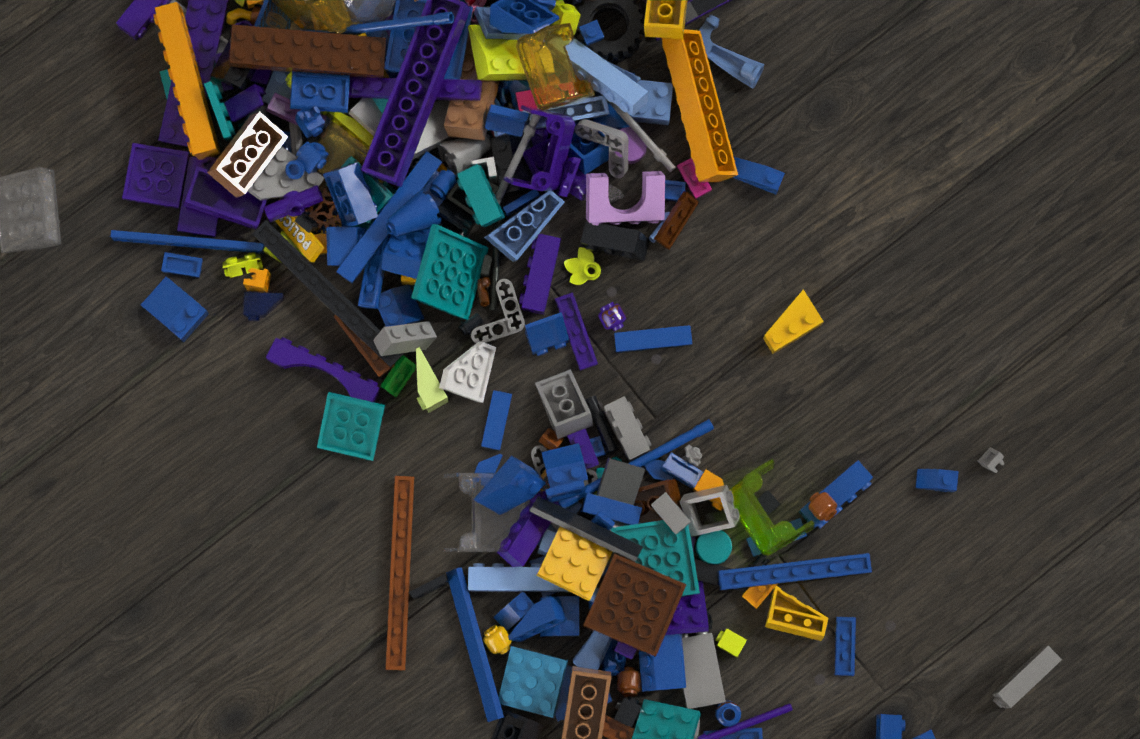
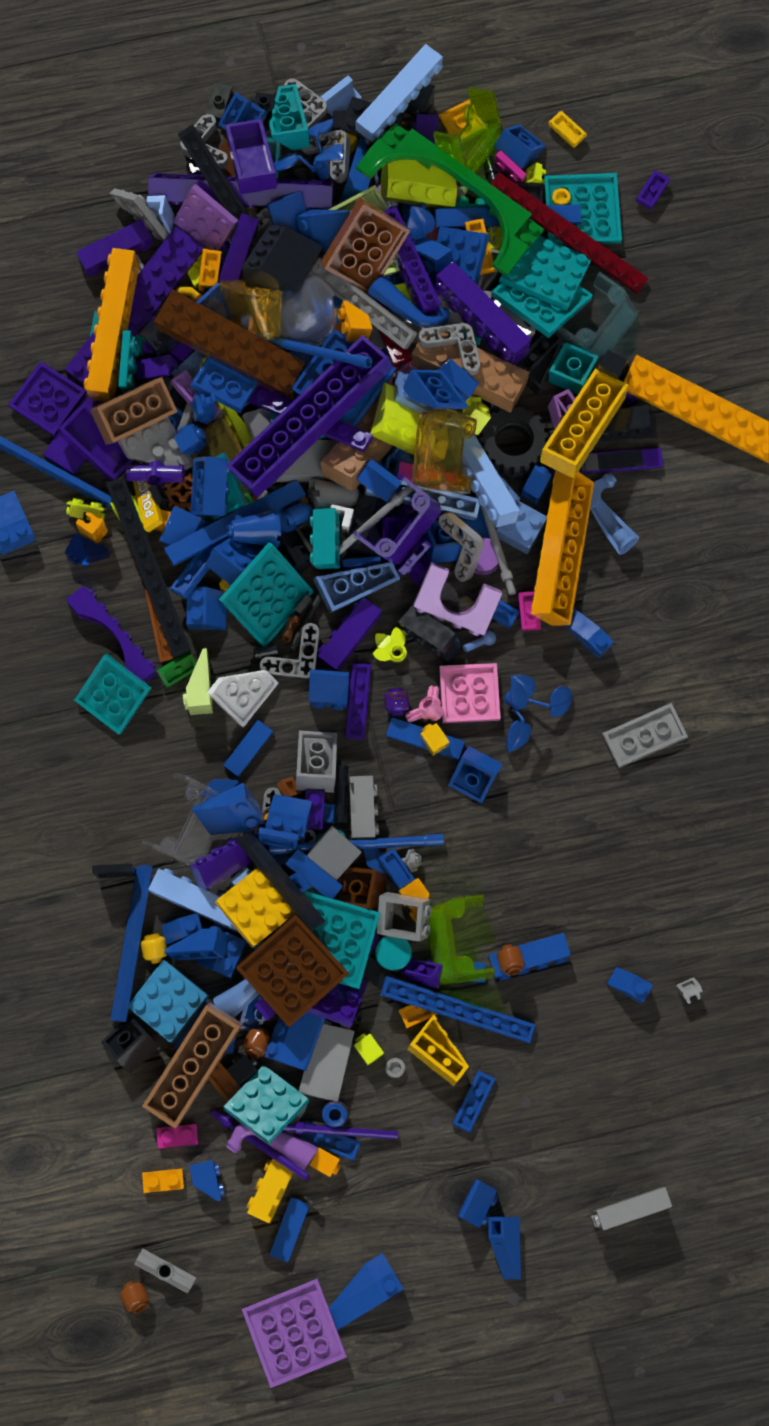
camera: 25 degrees right, 5 degrees down
(182, 265) = (33, 486): blue tile -> none
(295, 169) = (170, 443): blue plate -> none
(400, 573) = (94, 847): dark orange plate -> none
(404, 338) = (197, 635): light grey brick -> none
(591, 32) = (493, 439): blue plate -> none
(644, 309) = (428, 708): none -> bright pink axle
(648, 56) = (536, 484): none -> blue slope
(662, 335) = (434, 738): none -> yellow brick
(671, 513) = (366, 902): light grey tile -> none
(674, 278) = (469, 693): none -> bright pink plate
(676, 220) = (495, 641): reddish brown tile -> none
(713, 351) = (475, 774): none -> blue slope
(722, 263) = (522, 688): none -> blue plant
(749, 552) = (423, 972): none -> dark purple slope
(761, 648) = (395, 1068): none -> light grey tile
(768, 502) = (462, 935): black tile -> none
(793, 324) = (560, 781): yellow wedge -> none
(850, 246) = (644, 735): none -> light grey tile

